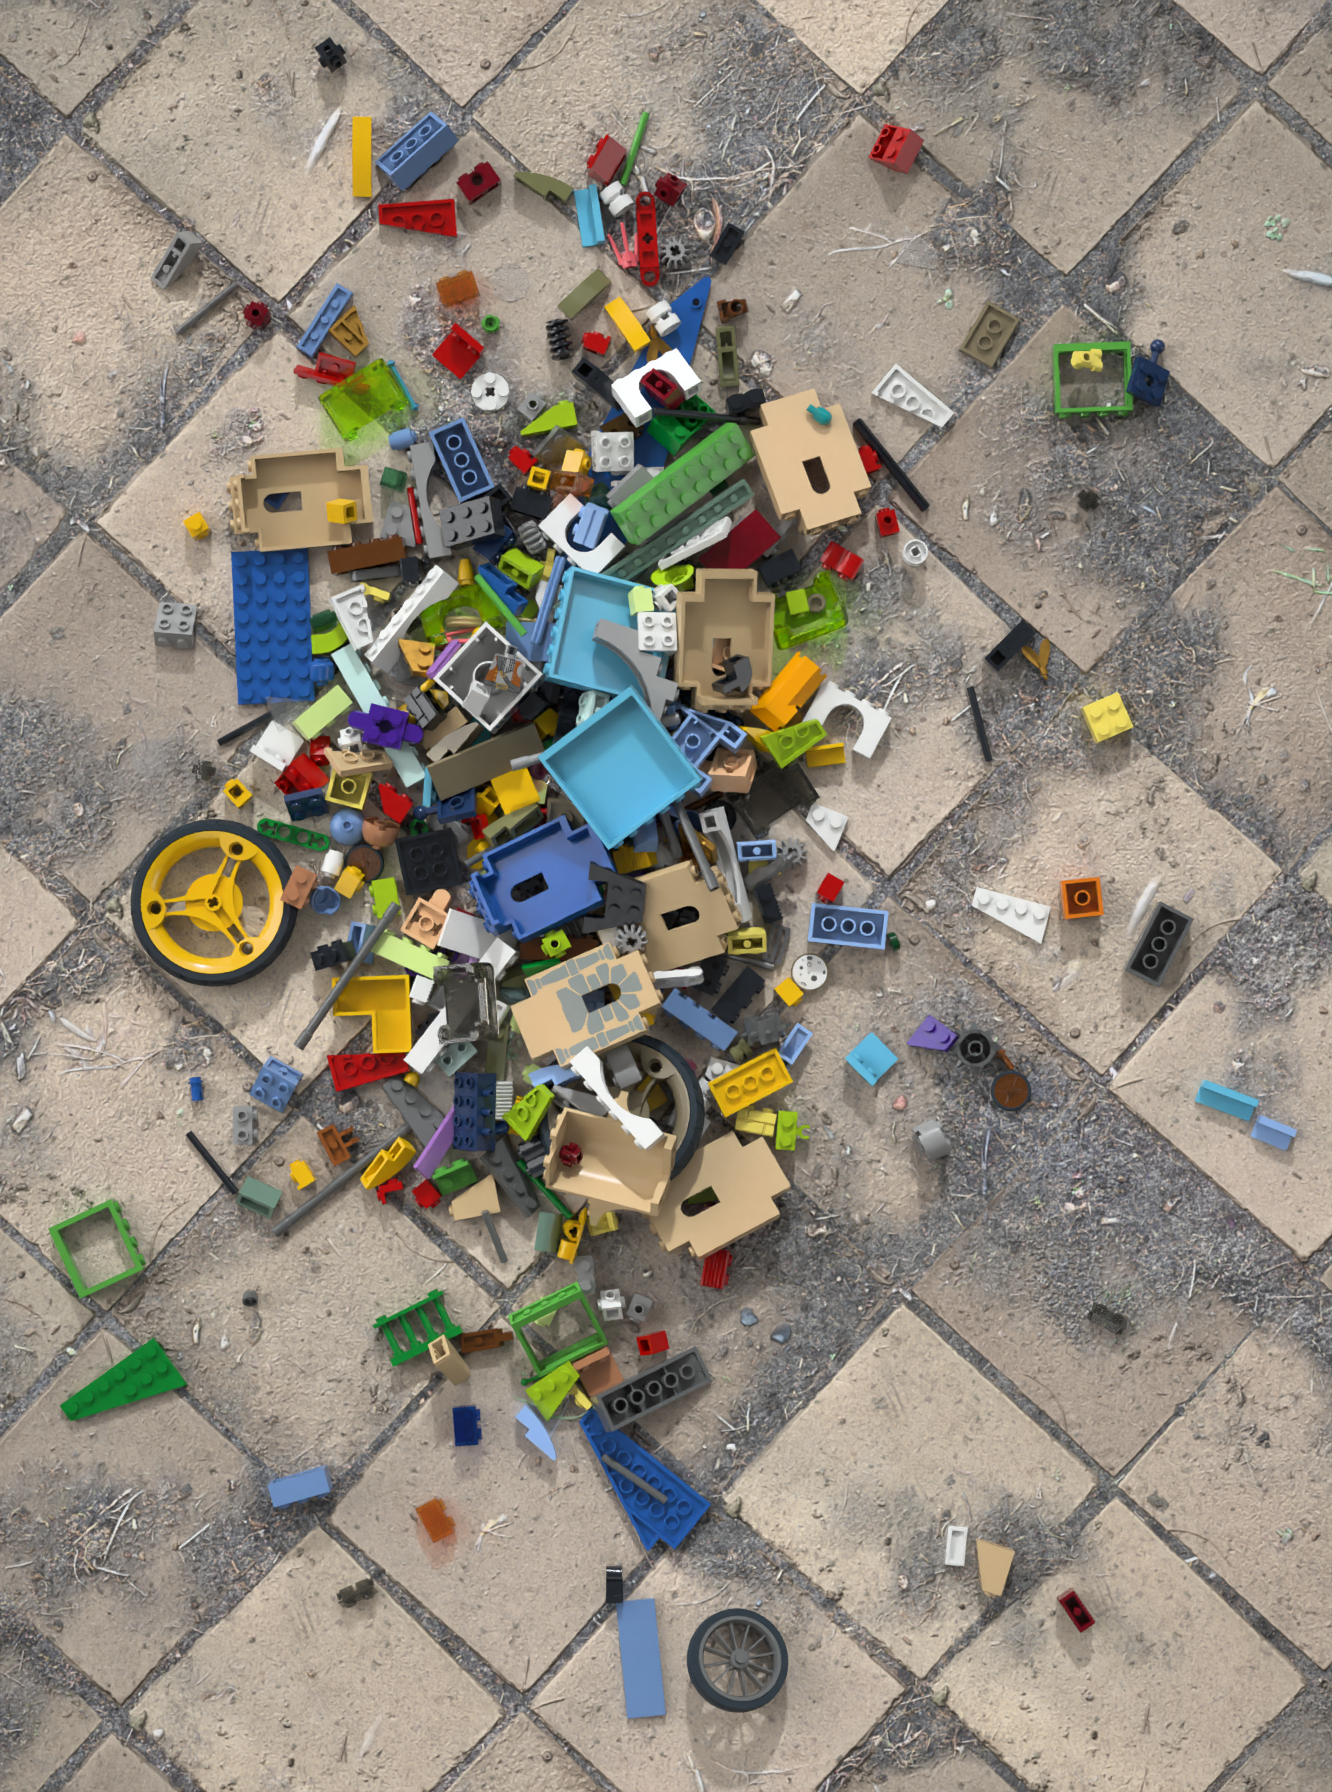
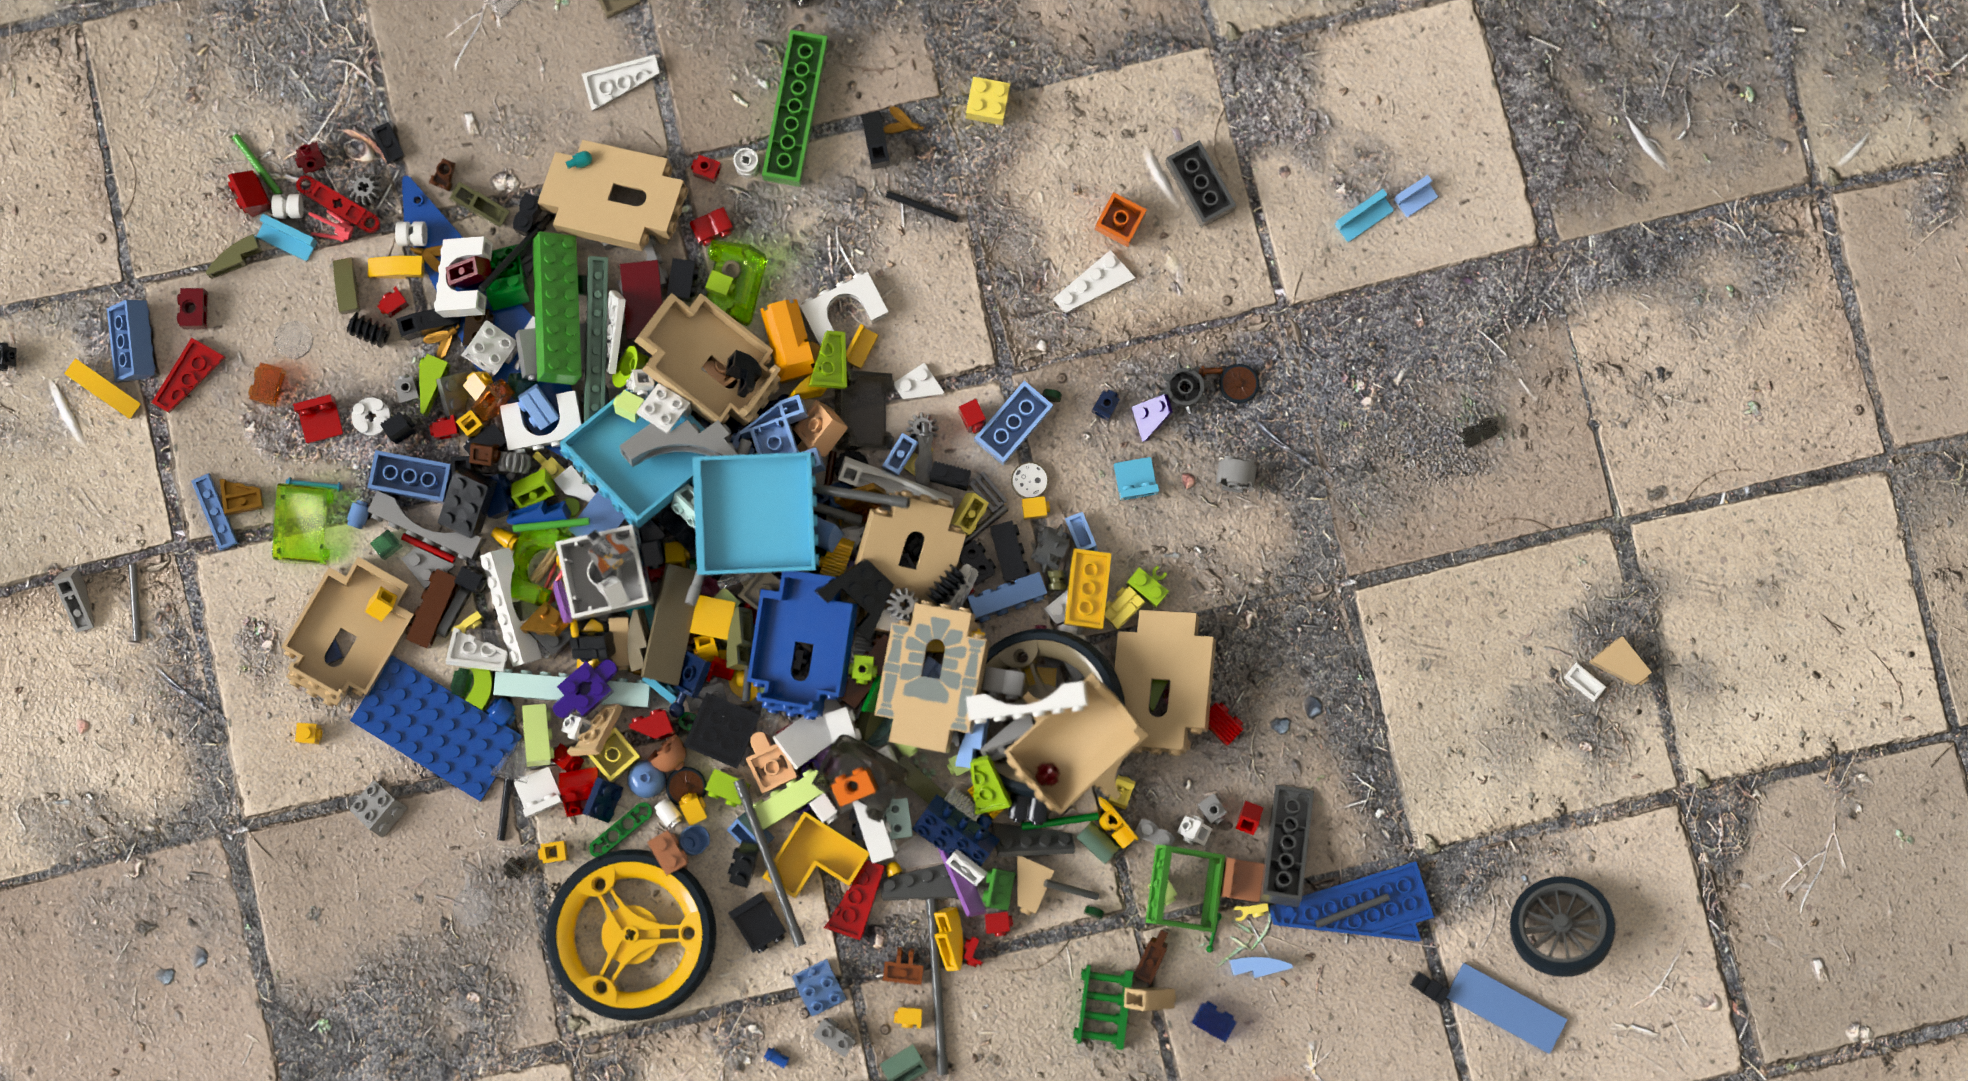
camera: 60 degrees left, 5 degrees down
(259, 321) = (176, 564): dark red brick -> none
(294, 999) = (758, 923): none -> black panel
(328, 369) = (256, 536): red bracket -> none
(444, 1001) = (846, 794): none -> orange brick
(453, 1138) = (966, 867): none -> white tile
(485, 324) = (315, 373): bright green plate -> none
(489, 1267) = (1094, 912): none -> dark green tile
(495, 422) = (398, 427): none -> black brick
(521, 509) = (484, 454): none -> reddish brown bracket
(548, 600) = (575, 484): medium blue axle -> none
(552, 1389) = (1231, 927): lime wing -> none
(596, 407) = (444, 337): none -> pearl gold piece
(670, 966) = (947, 585): none -> black piece
(869, 459) = (645, 146): red brick -> none
(891, 465) = (661, 134): black axle -> none
(909, 995) = (1106, 411): none -> dark blue brick
(989, 561) = (795, 108): none -> bright green brick
(1076, 1609) = (1703, 618): dark red brick -> none

